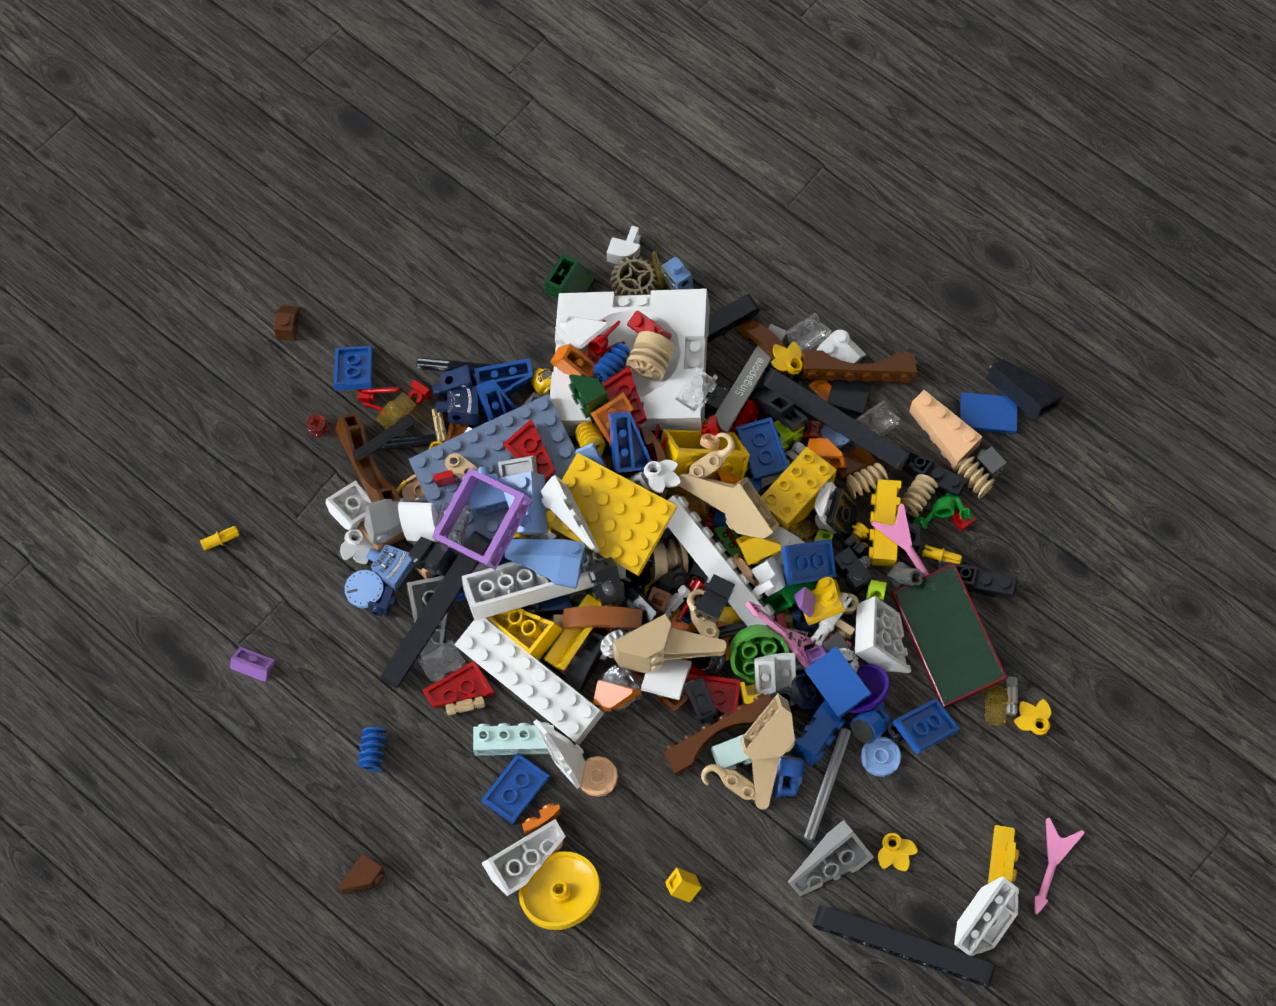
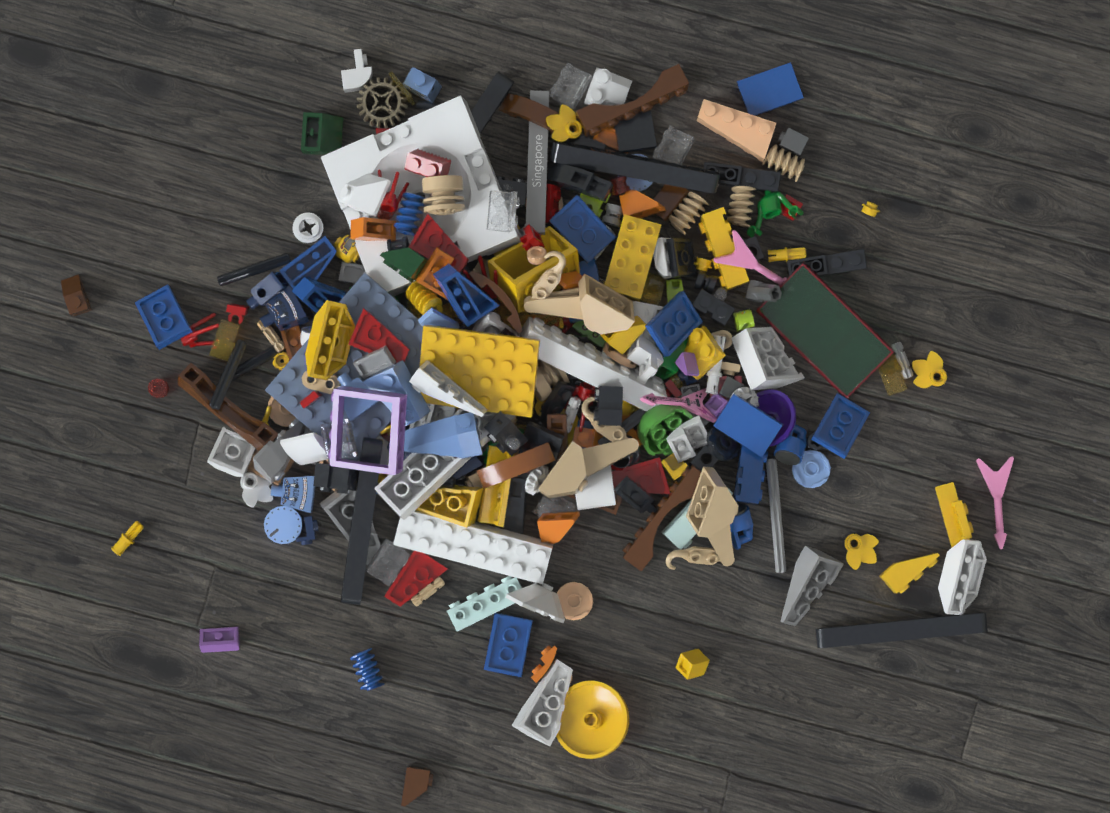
camera: 25 degrees left, 20 degrees up
(488, 432) = (329, 340): none -> yellow wedge
(511, 347) = (299, 225): none -> white gear
(663, 476) = (513, 313): white plate -> none
(930, 890) = (901, 573): none -> yellow slope
(1024, 389) = (794, 53): black slope -> none
(1038, 549) = (870, 209): none -> yellow plate

